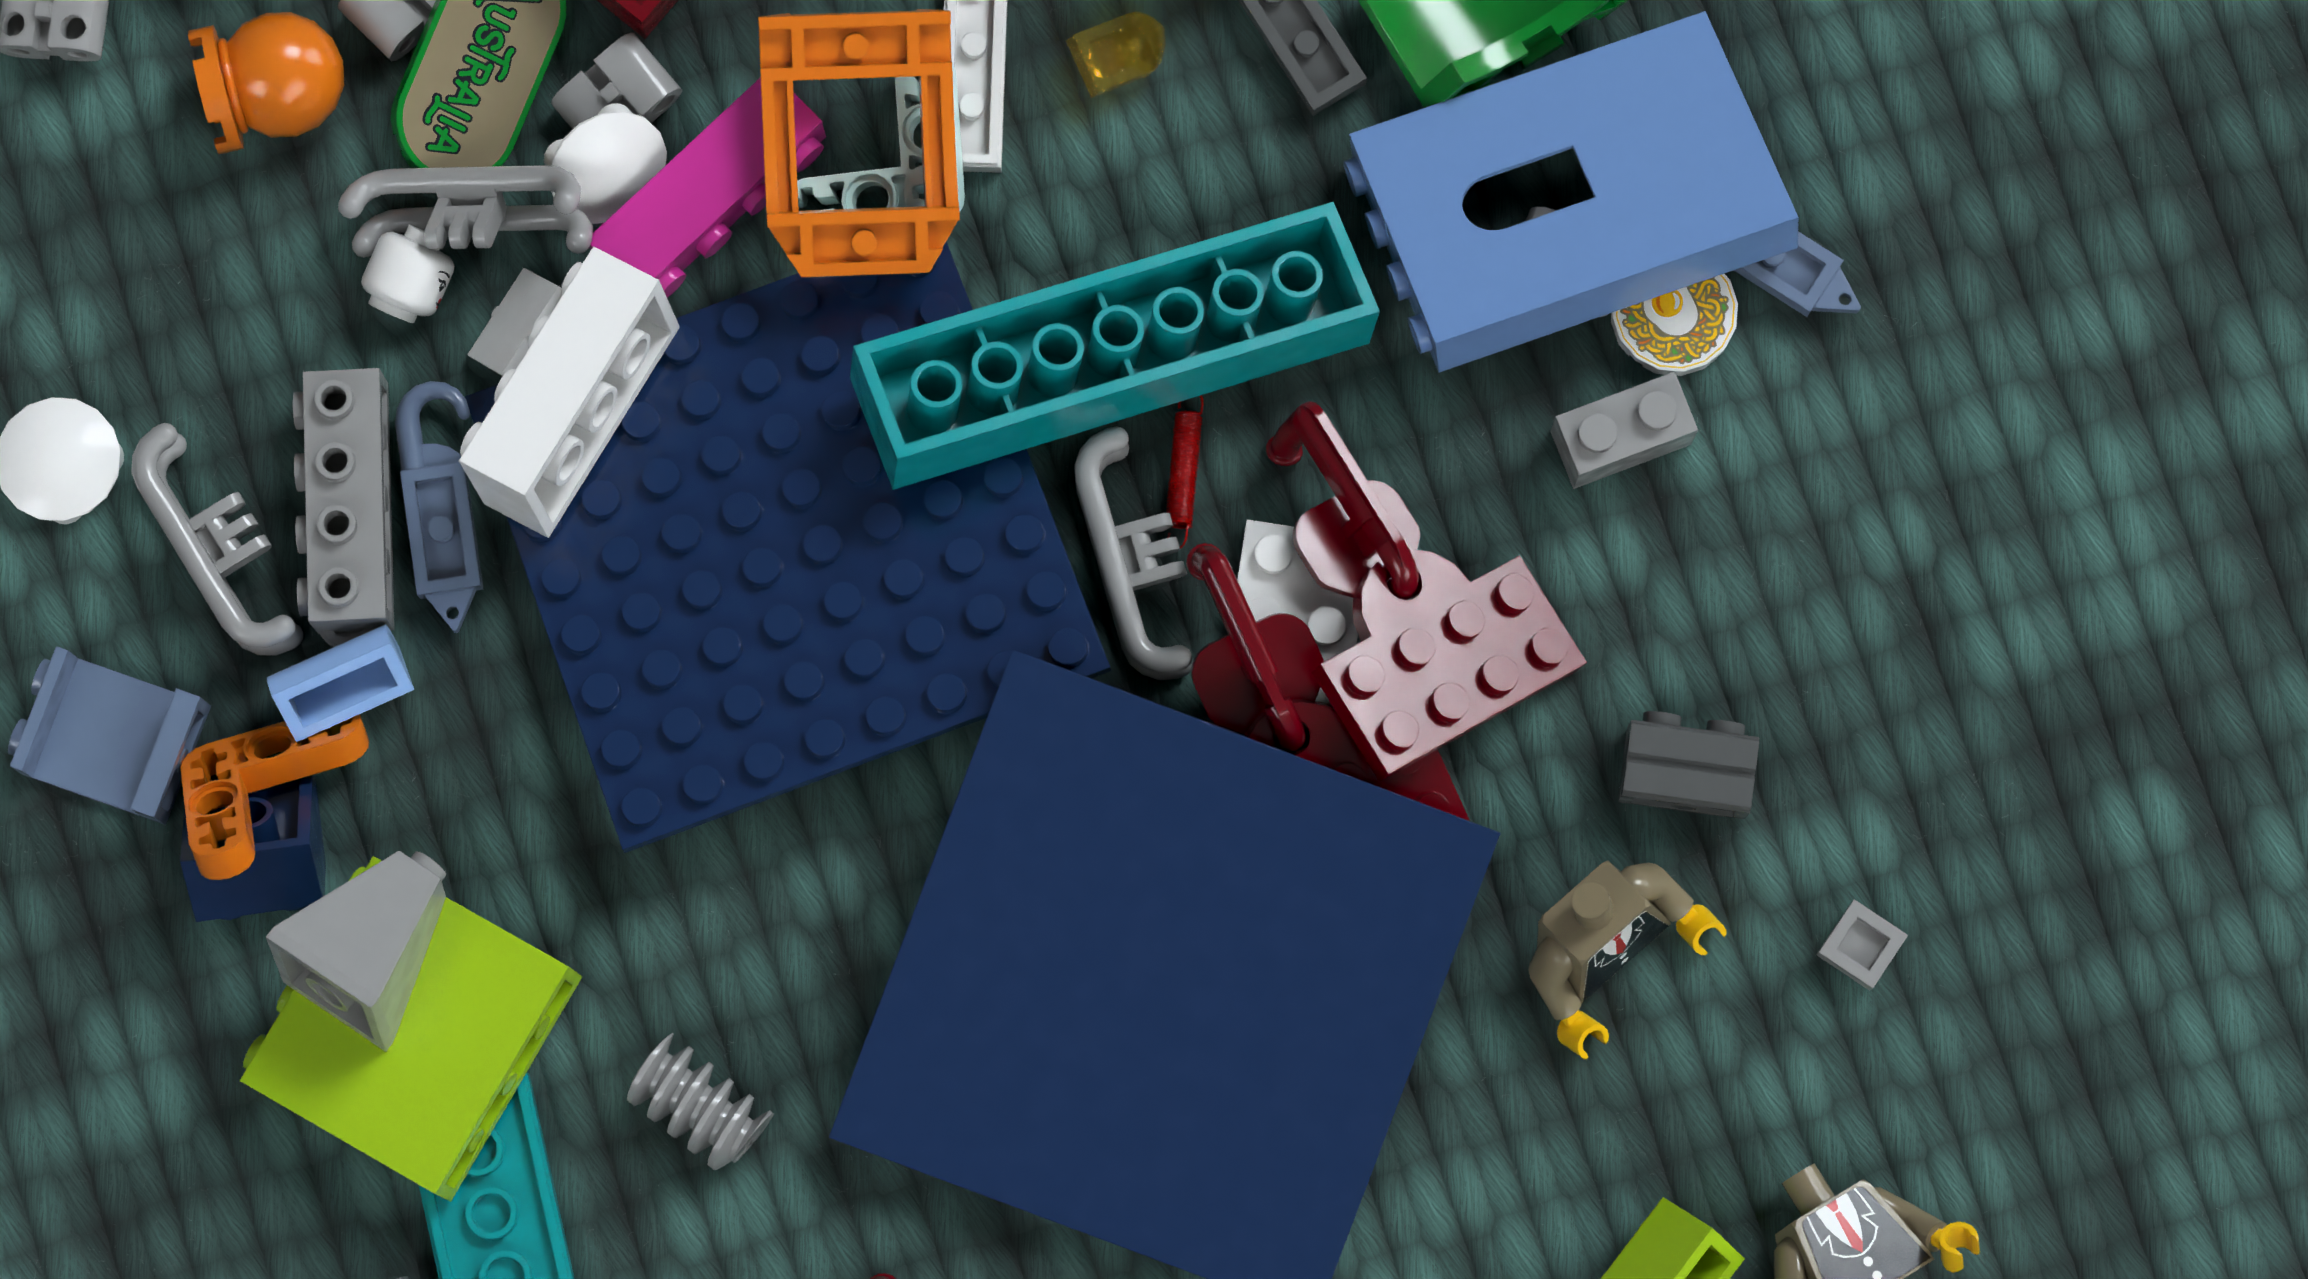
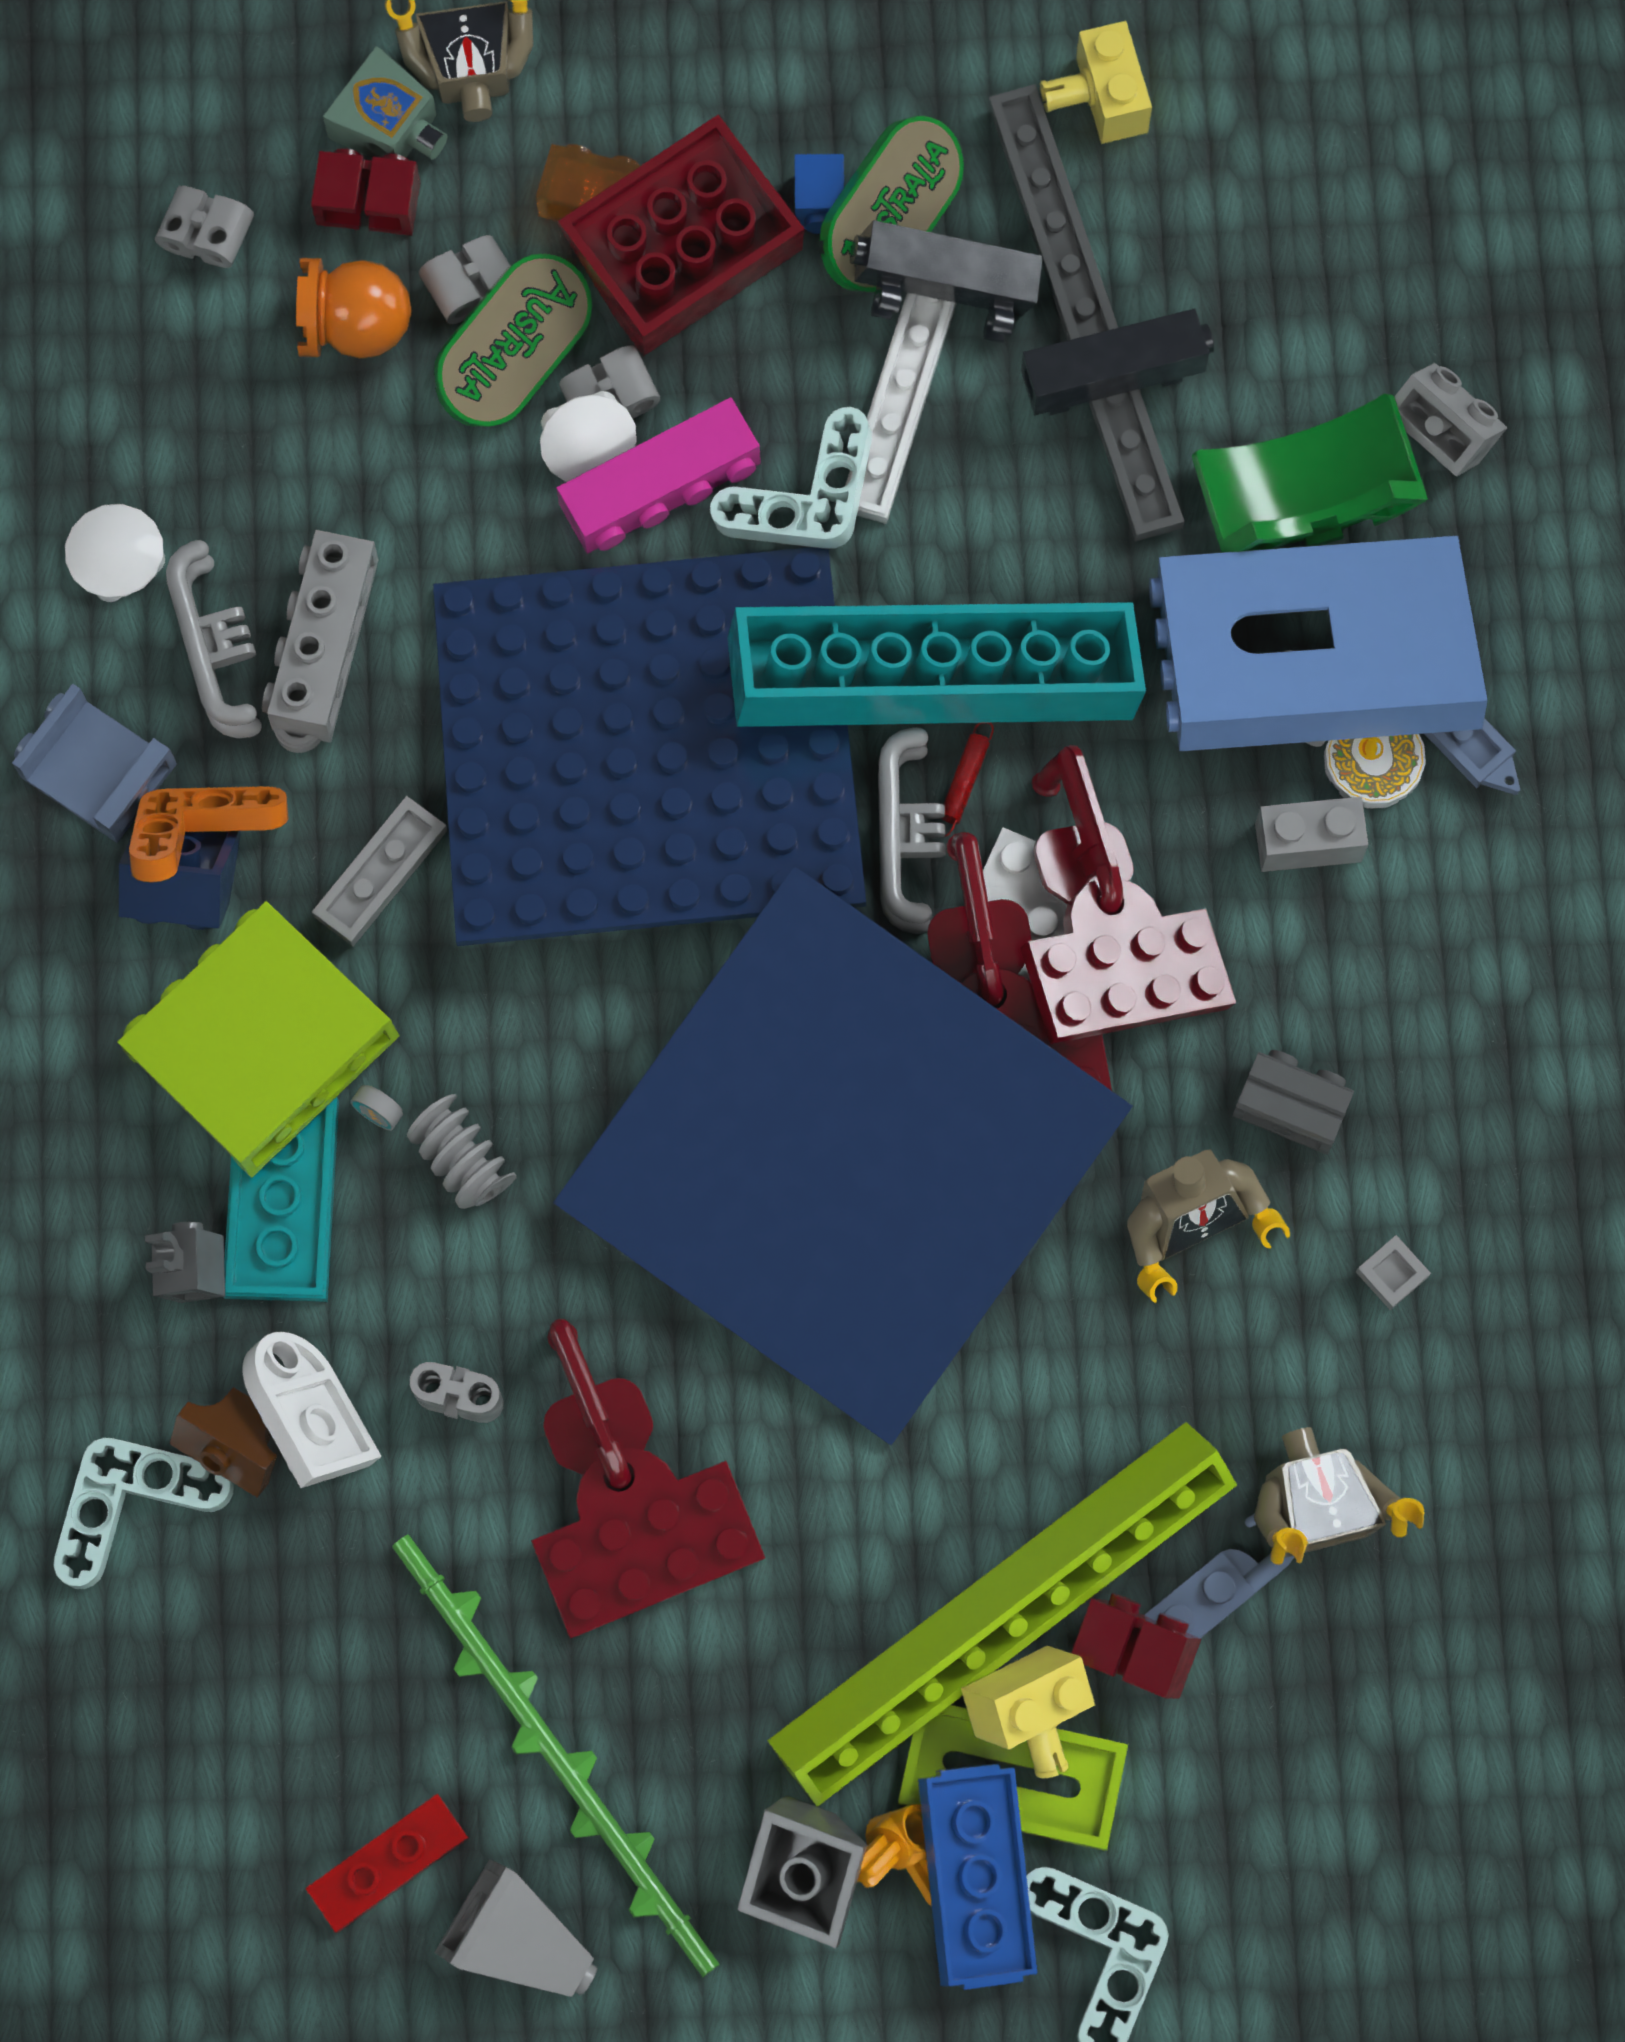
camera: 15 degrees right, 5 degrees down
(340, 683) = (278, 767): light blue brick -> none
(364, 944) = (239, 960): light grey slope -> none
(406, 275) = (415, 480): white head -> none
(438, 508) = (389, 660): sand blue plate -> none
(468, 205) = (474, 440): light grey piece -> none
(500, 777) = (379, 871): none -> light grey plate
(507, 332) = (487, 536): white piece -> none
(568, 391) = (511, 592): white brick -> none
(579, 1072) = (377, 1107): none -> light grey tile
(852, 48) = (796, 393): orange wedge -> none
(1118, 51) = (999, 454): clear yellow plate -> none

